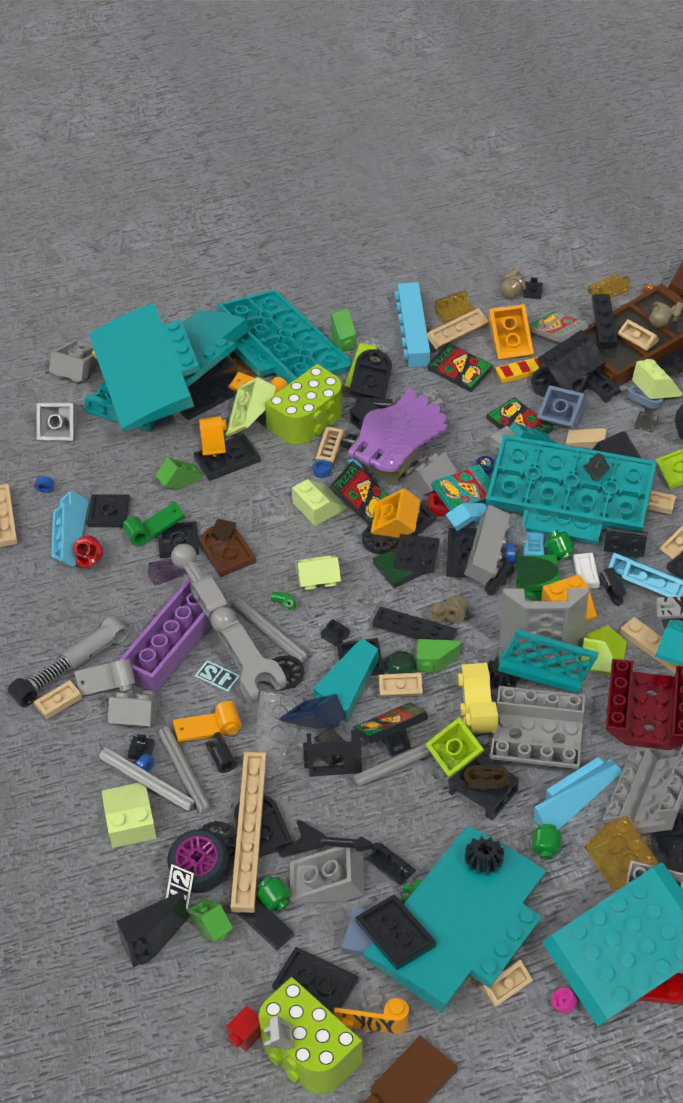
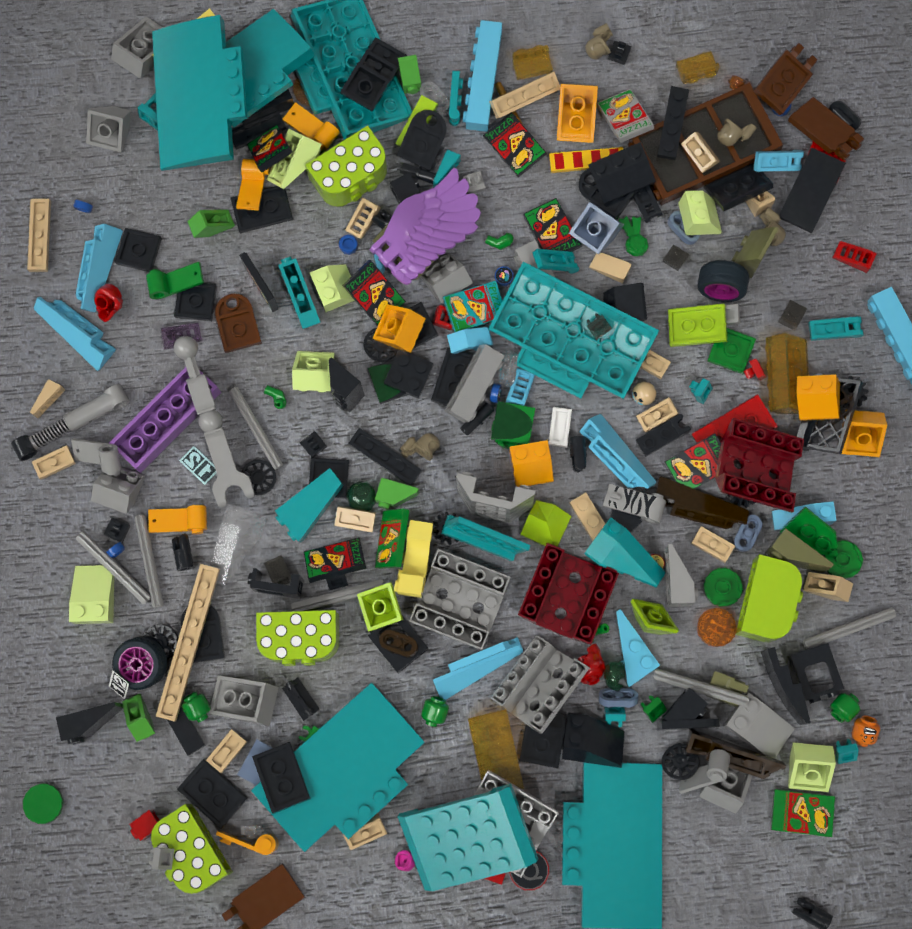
camera: 15 degrees right, 30 degrees up
(39, 644) = (46, 398): none -> tan slope
(57, 585) = (76, 331): none -> medium azure wedge
(113, 1036) = (43, 803): none -> green tile
(223, 529) = (237, 303): dark brown tile -> none
(224, 402) = (269, 148): none -> tile
(242, 505) = (259, 282): none -> black tile
(283, 507) = (299, 292): none -> teal slope
(308, 336) = (373, 74): none -> black slope
(314, 839) = (239, 665): black piece -> none
(316, 713) = (270, 536): dark blue slope -> none
(321, 932) = (226, 751): none -> tan plate
(356, 565) = (345, 387): none -> black slope
(371, 796) = (298, 636): none -> lime brick
(394, 351) = (455, 98): none -> teal plate
(401, 387) = (450, 161): none -> teal slope
(446, 690) = (392, 539): none -> tile
(472, 440) = (500, 243): none -> green arm
(484, 855) = (373, 715): black gear -> none
(559, 544) = (542, 396): green head -> none
(601, 415) = (636, 243): none -> green piece
(625, 541) = (604, 407): black hinge -> none
(660, 526) = (644, 393): none -> tan piece

